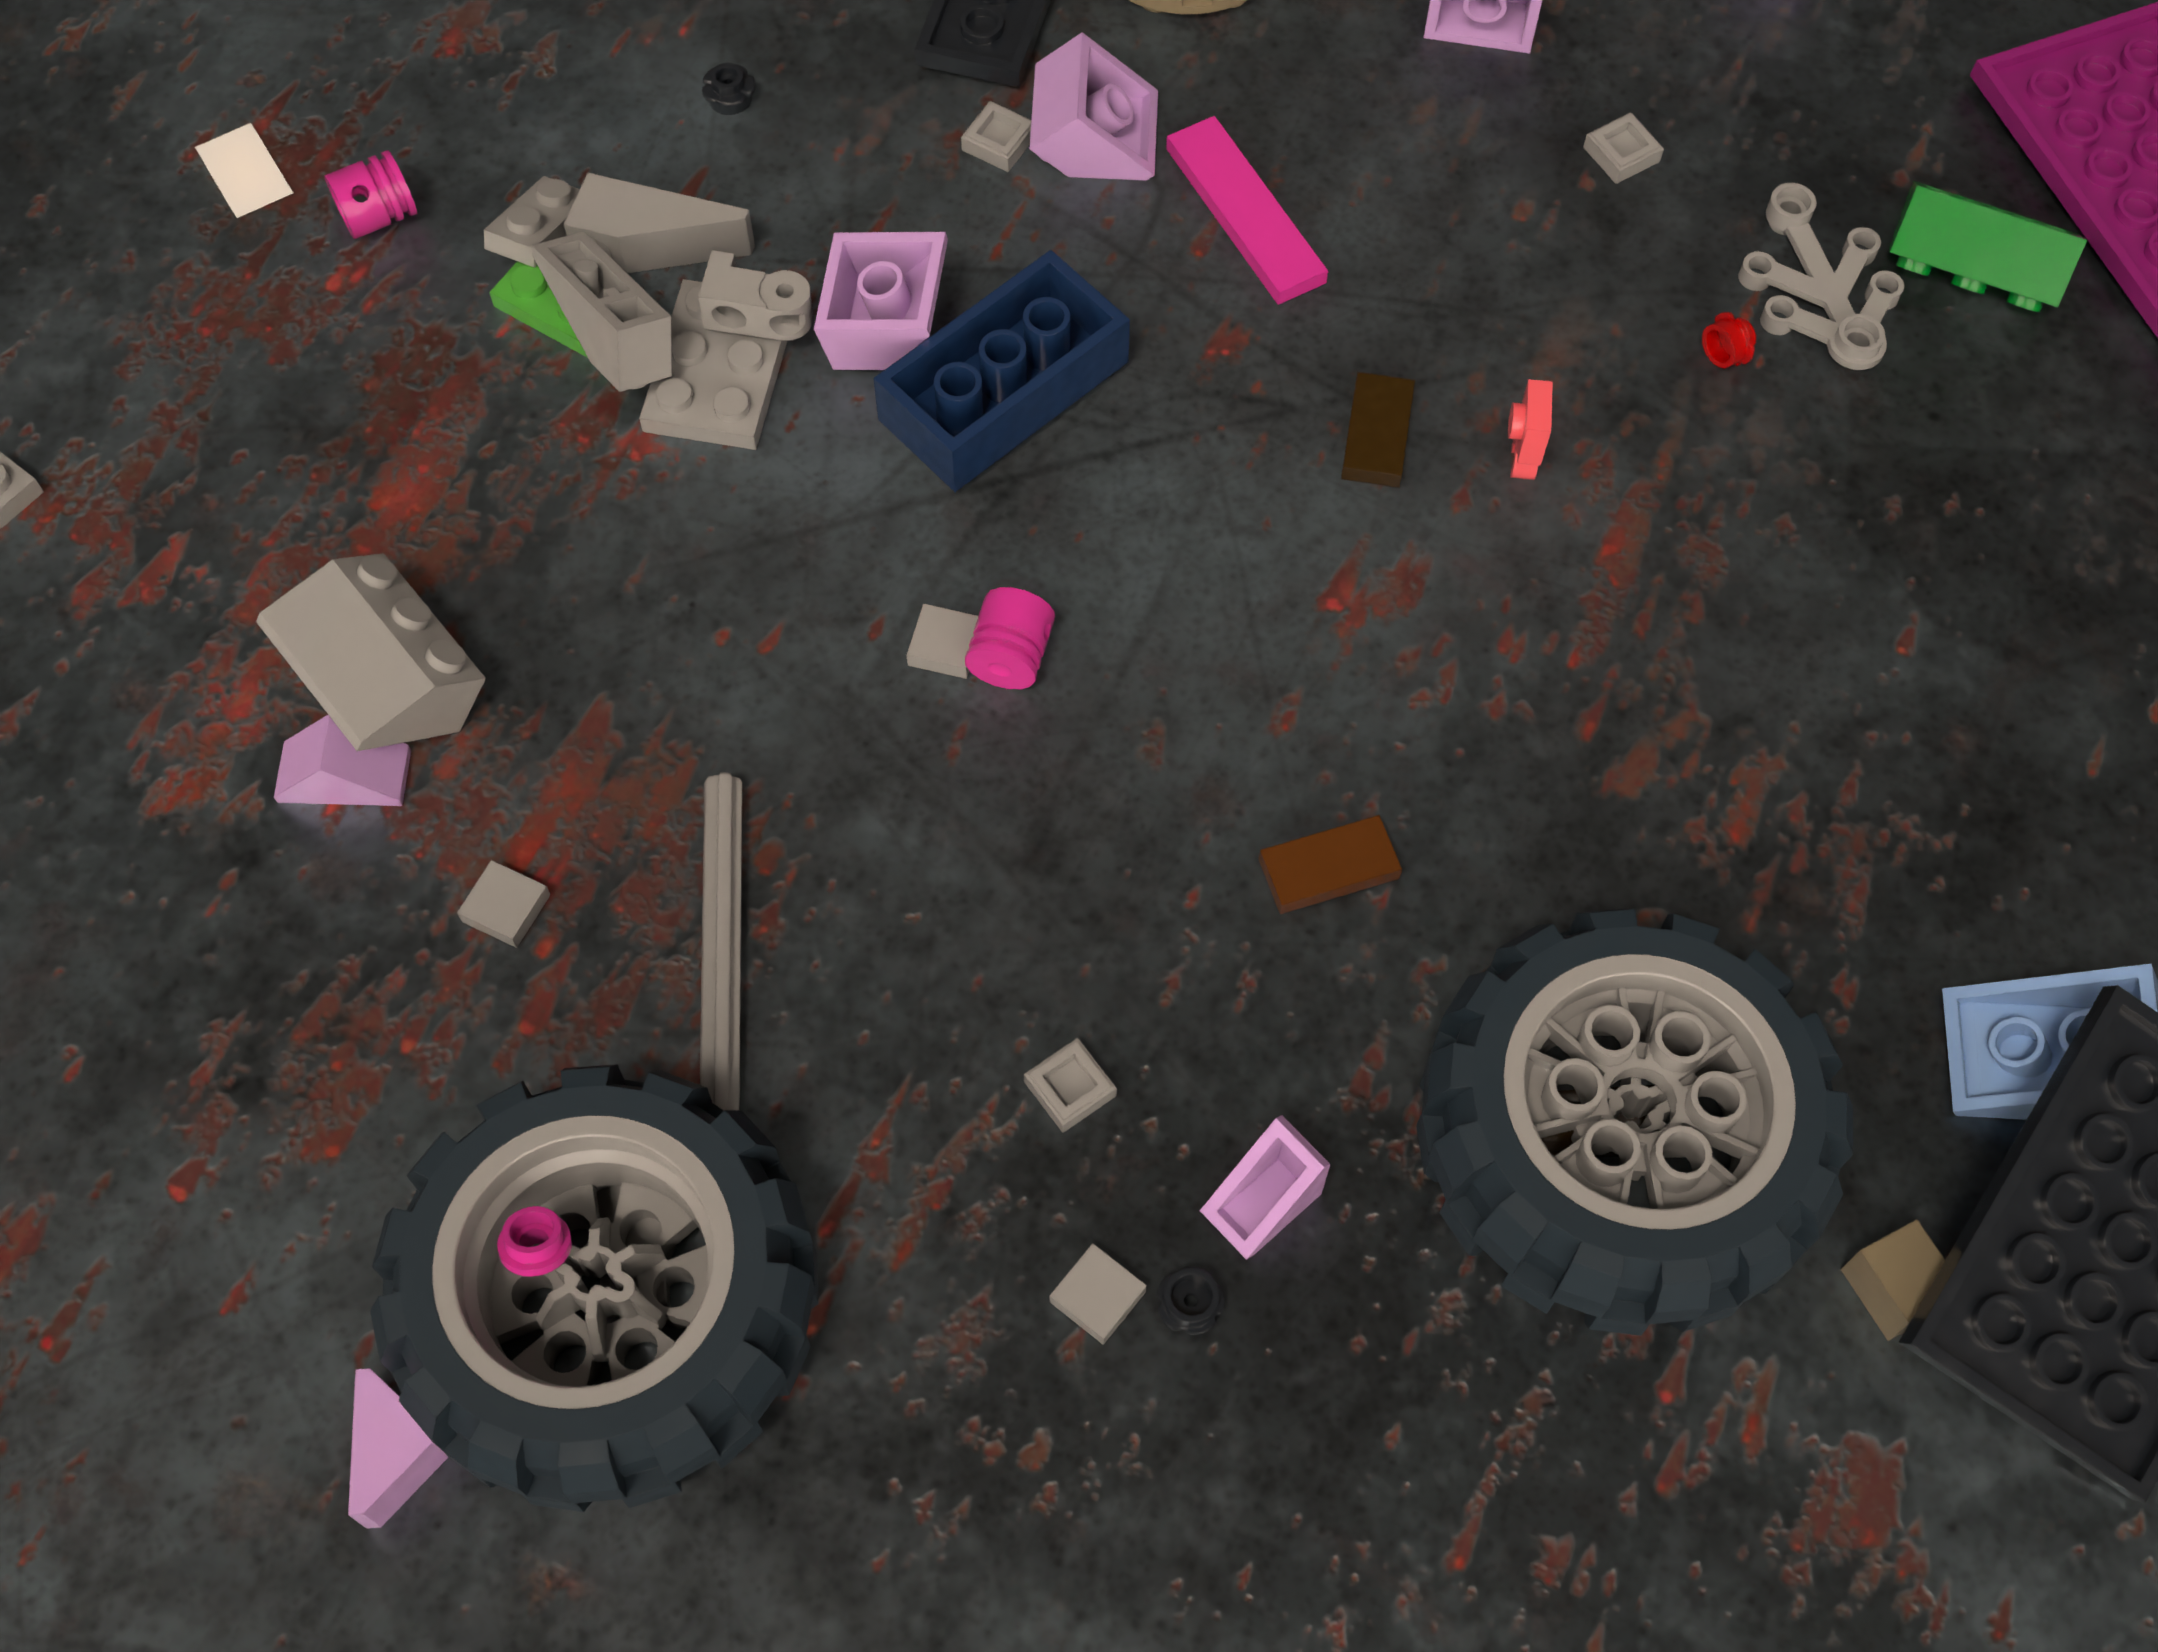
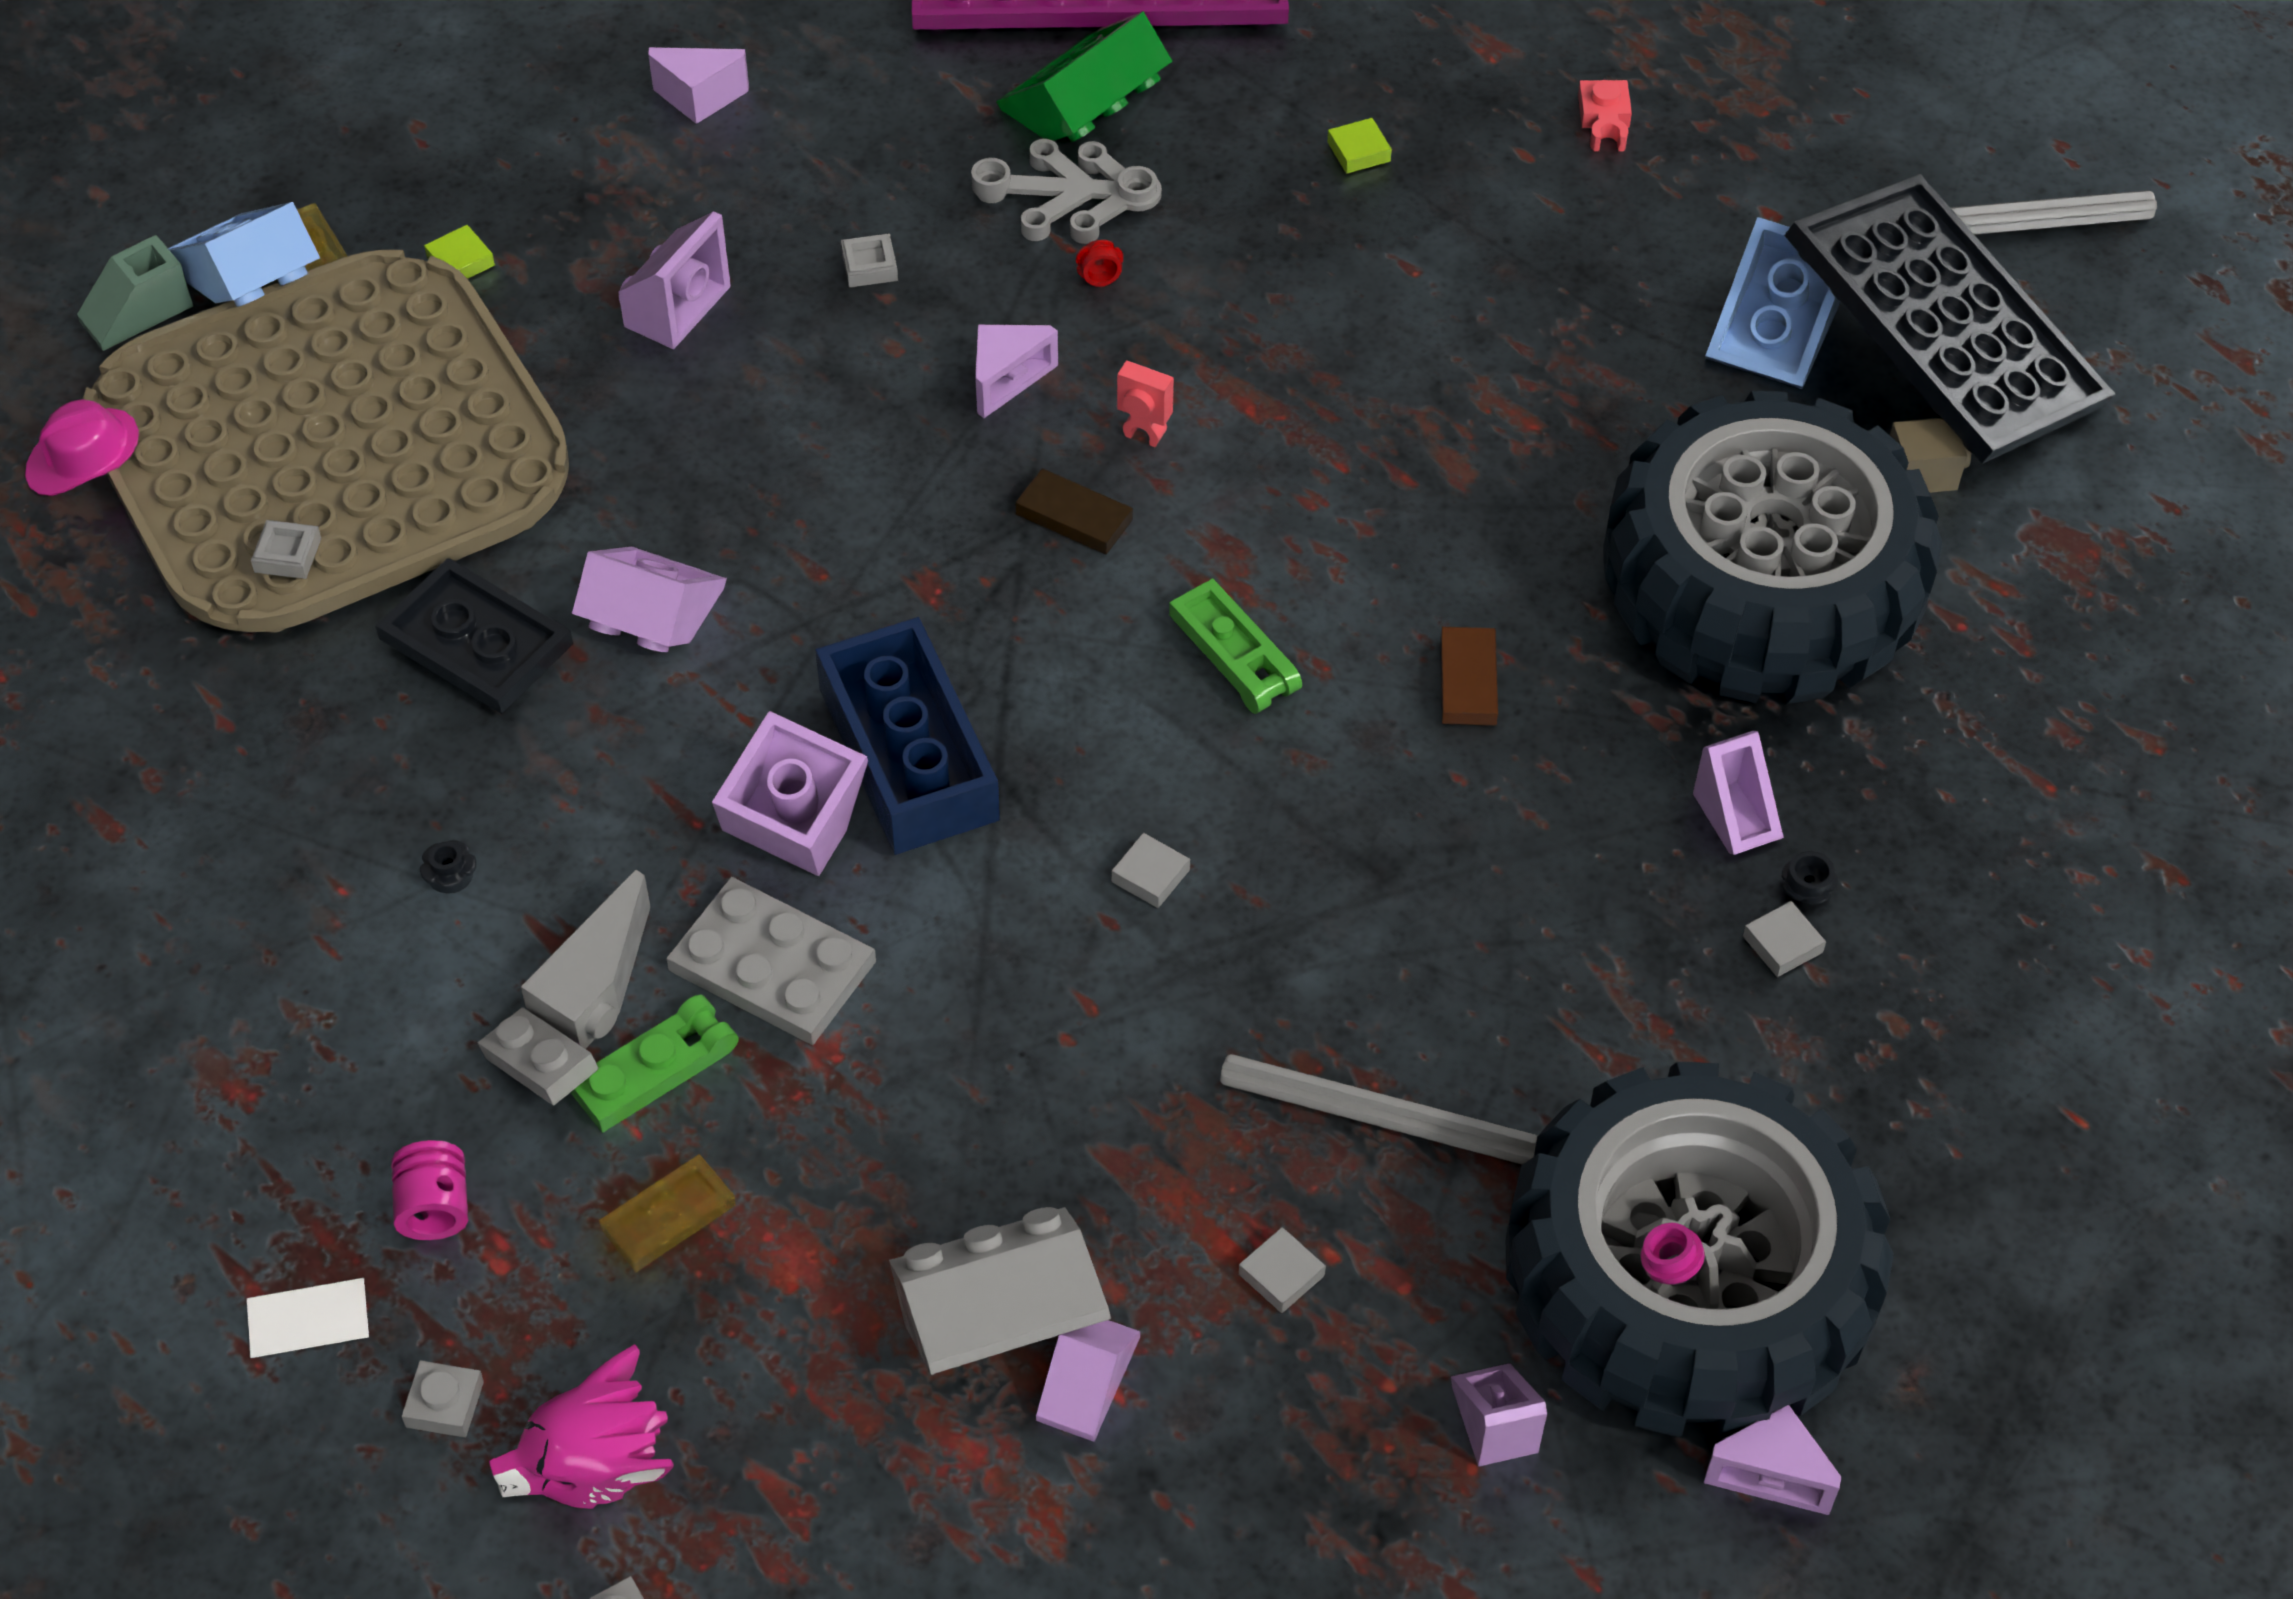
camera: 70 degrees left, 10 degrees down
(145, 394) = (588, 1439): none -> dark pink piece
(183, 287) = (442, 1399): none -> light grey plate
(379, 1145) = (1500, 1413): none -> lavender slope
(409, 377) = (667, 1212): none -> clear yellow plate
(608, 310) = (705, 1005): light grey slope -> none
(754, 301) = (744, 895): light grey leg -> none
(997, 136) = (621, 676): light grey tile -> none
(1010, 638) = (1179, 814): dark pink piece -> none
(1070, 1085) = (1600, 905): light grey tile -> none
(1246, 210) = (800, 525): dark pink tile -> none
(1262, 624) = (1235, 645): none -> bright green plate
(1535, 302) = (1011, 361): none -> lavender slope
(2059, 532) = (1359, 145): none -> lime tile

